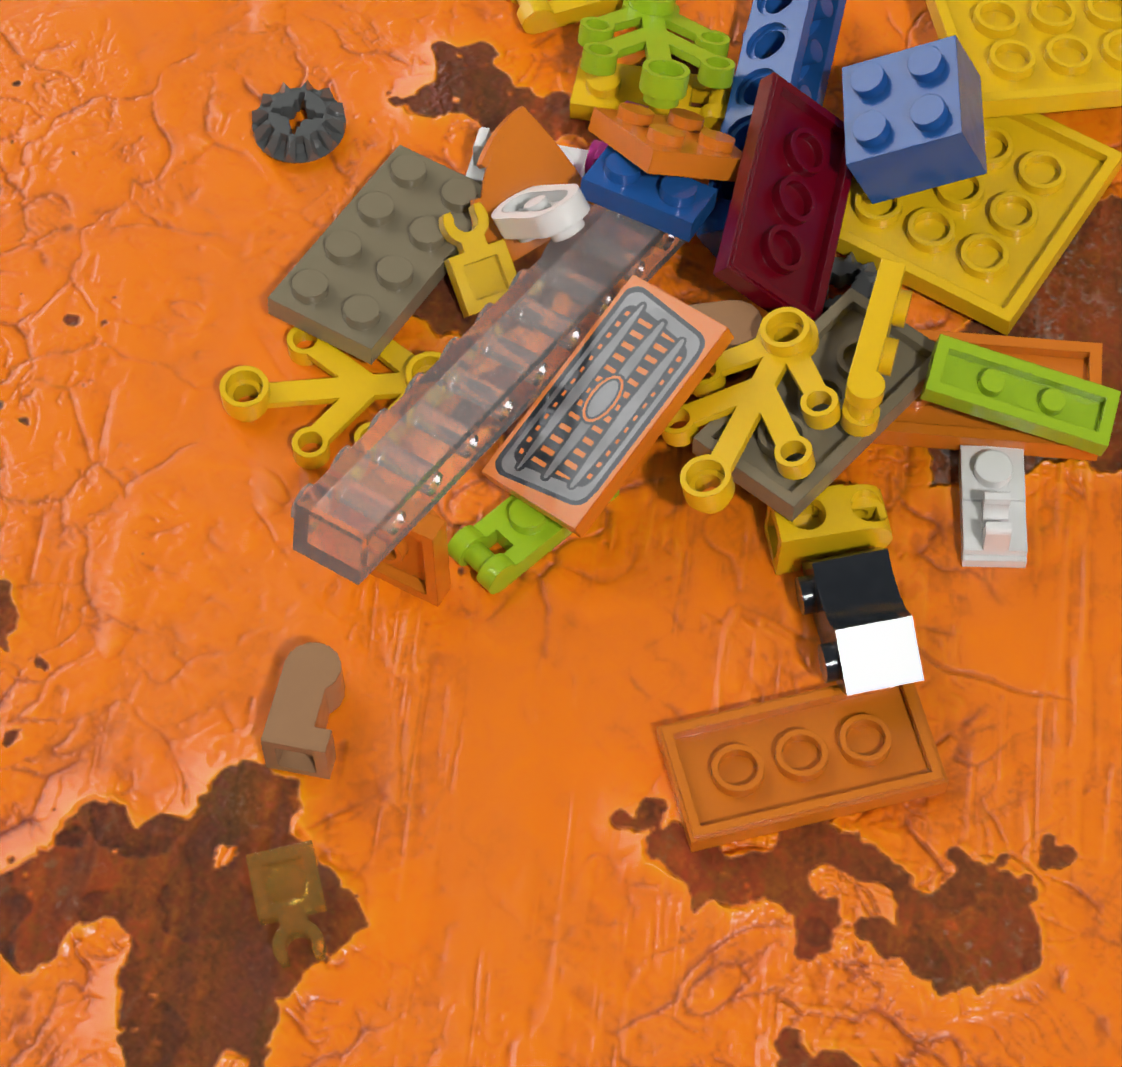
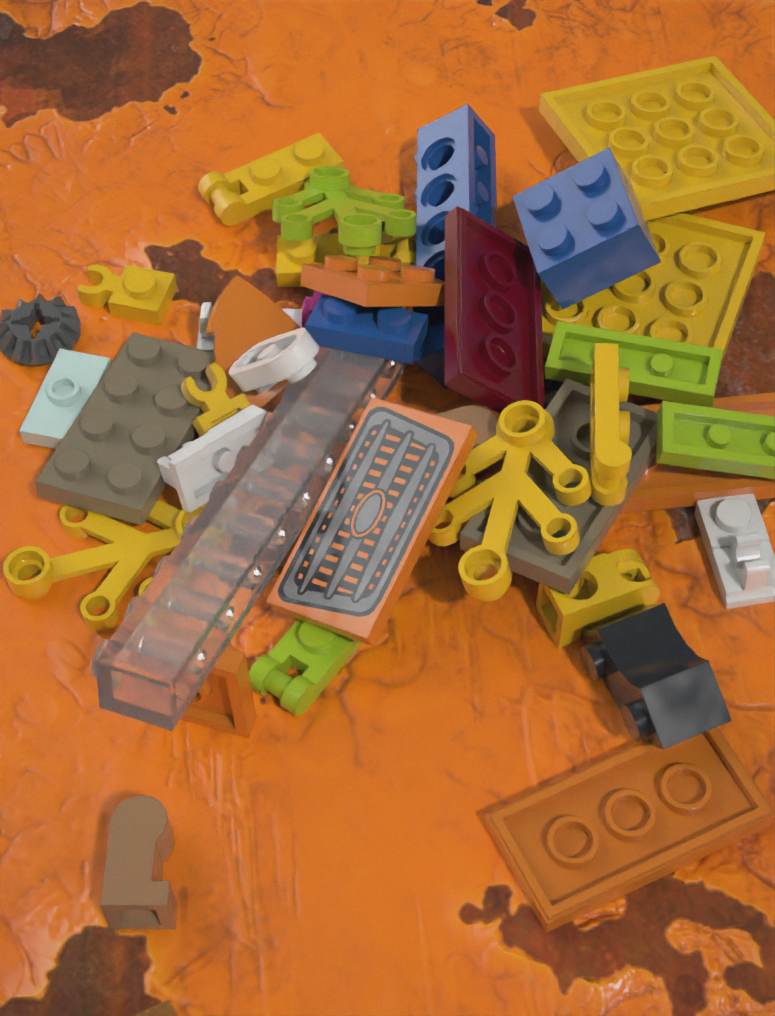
camera: 10 degrees left, 5 degrees down
(313, 205) = (62, 397): none -> light aqua plate
(408, 100) = (134, 295): none -> yellow plate
(453, 307) = (209, 458): none -> white plate
(942, 285) = (655, 365): none -> lime plate

